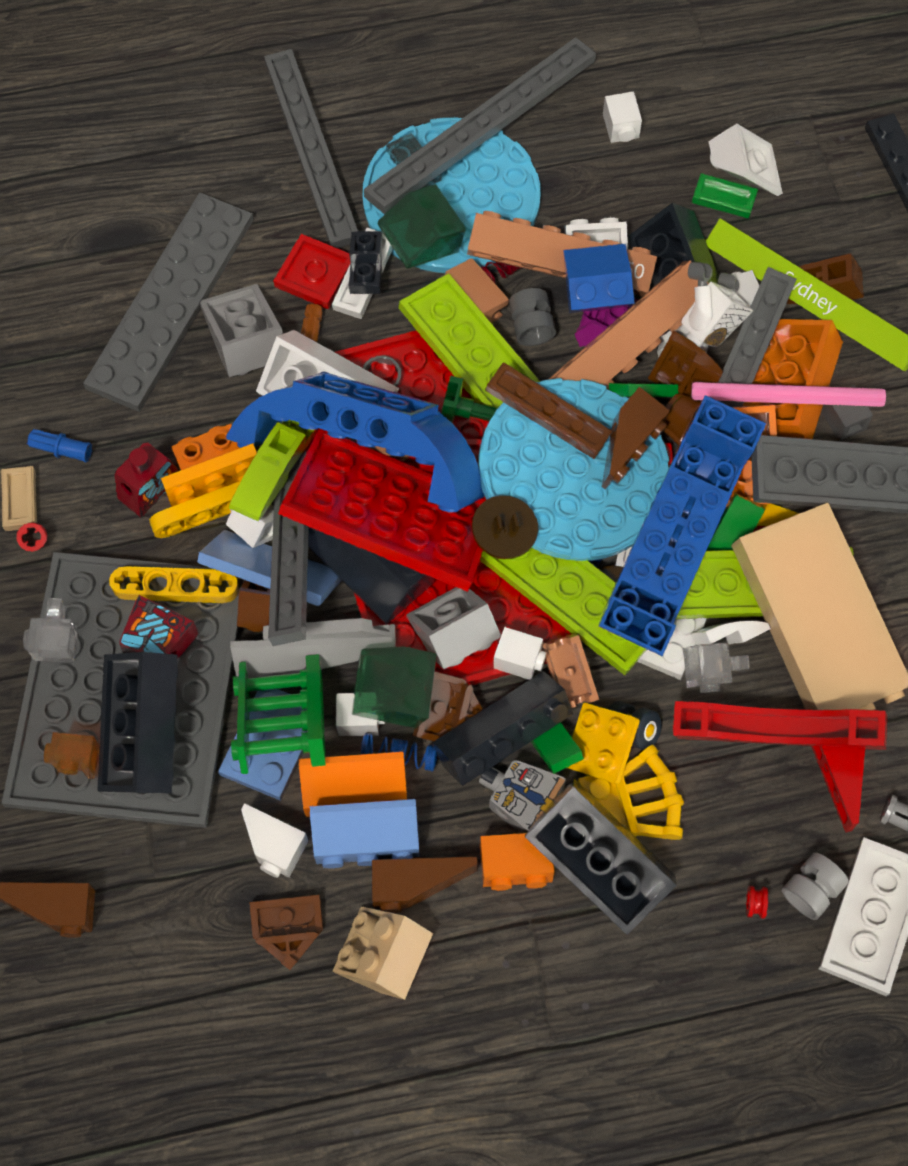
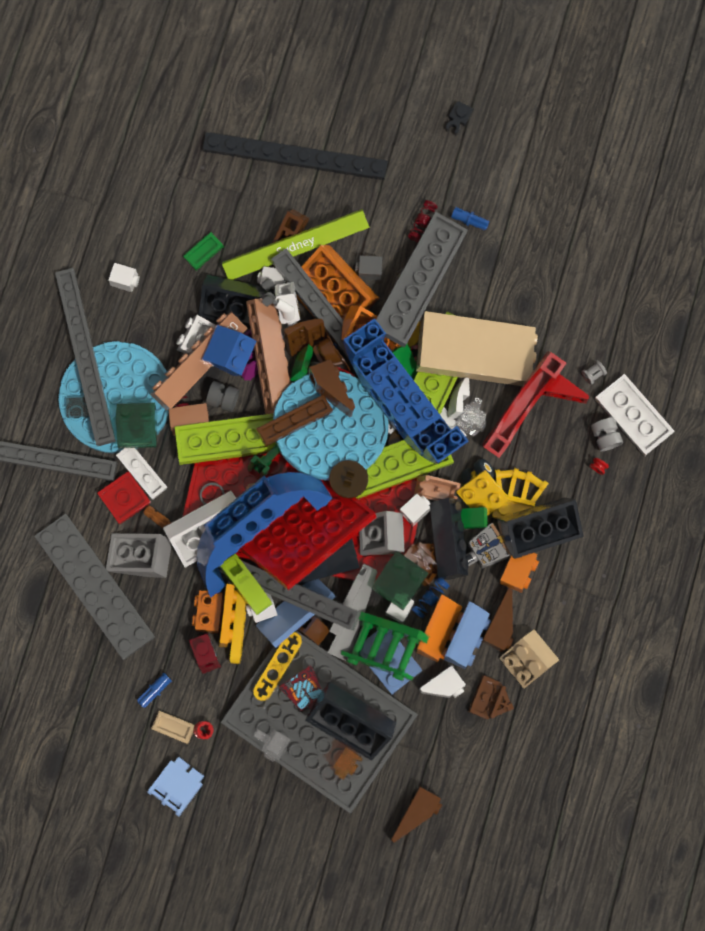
camera: 60 degrees left, 10 degrees up
(365, 262) = (139, 467): black slope -> none
(746, 158) = (191, 227): white slope -> none
(789, 394) = (352, 294): bright pink axle -> none

